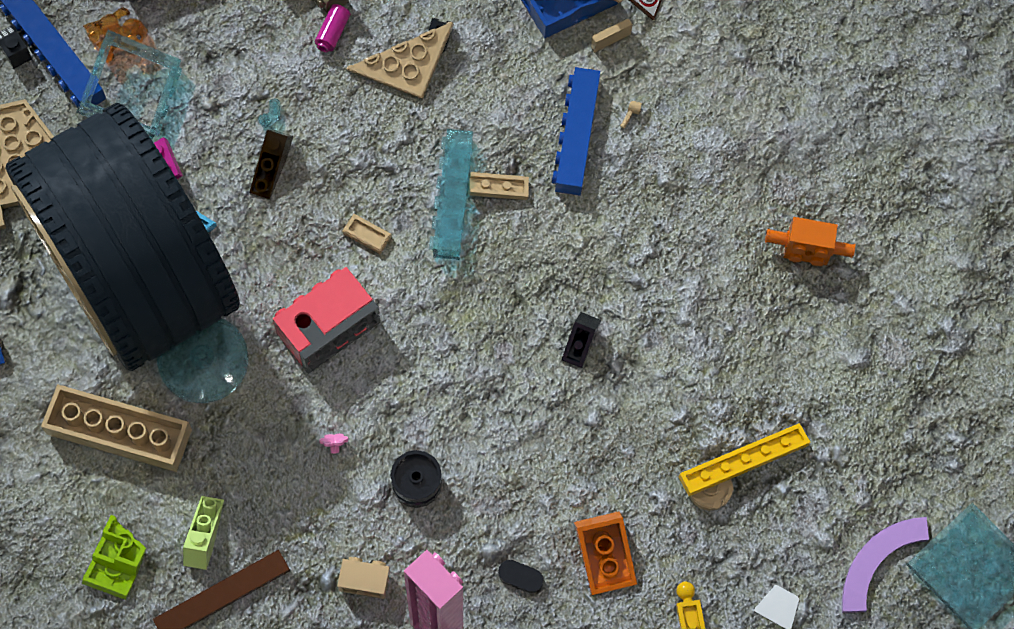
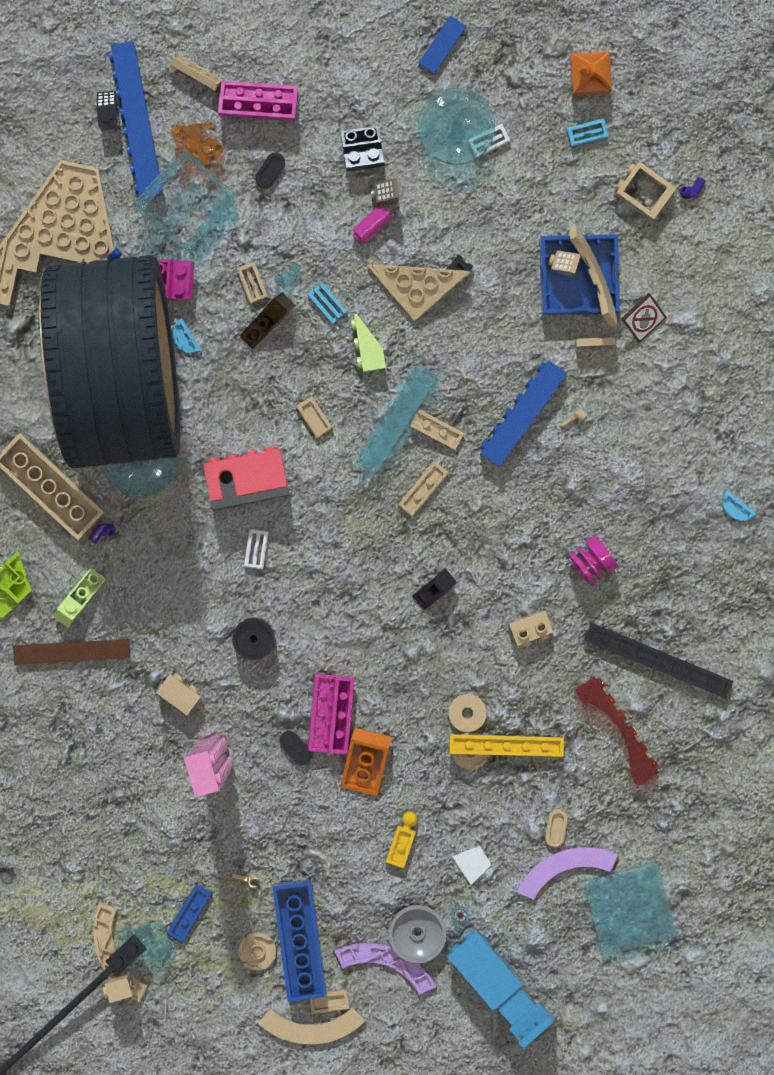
camera: 30 degrees right, 20 degrees up
(196, 450) = (102, 530): none -> dark purple arm
(204, 28) = (270, 170): none -> black tile
(249, 148) = (246, 267): none -> tan tile
(325, 113) = (337, 315): none -> medium azure tile
(334, 441) = (208, 575): bright pink plant -> none
(378, 408) = (253, 565): none -> white tile
(391, 142) = (370, 350): none -> yellowish green slope
(515, 250) = (423, 488): none -> tan tile
(541, 518) = (330, 713): none -> dark pink brick
(684, 436) = (467, 724): none -> tan tile
(702, 330) = (531, 628): none -> tan brick
(728, 230) = (593, 560): none -> dark pink wheel
(810, 241) = (653, 601): orange brick -> none
(838, 123) = (735, 508): none -> medium azure tile
(845, 523) = (556, 828): none -> tan tile
(849, 300) = (658, 660): none -> black plate
(893, 410) = (640, 766): none -> clear red arch

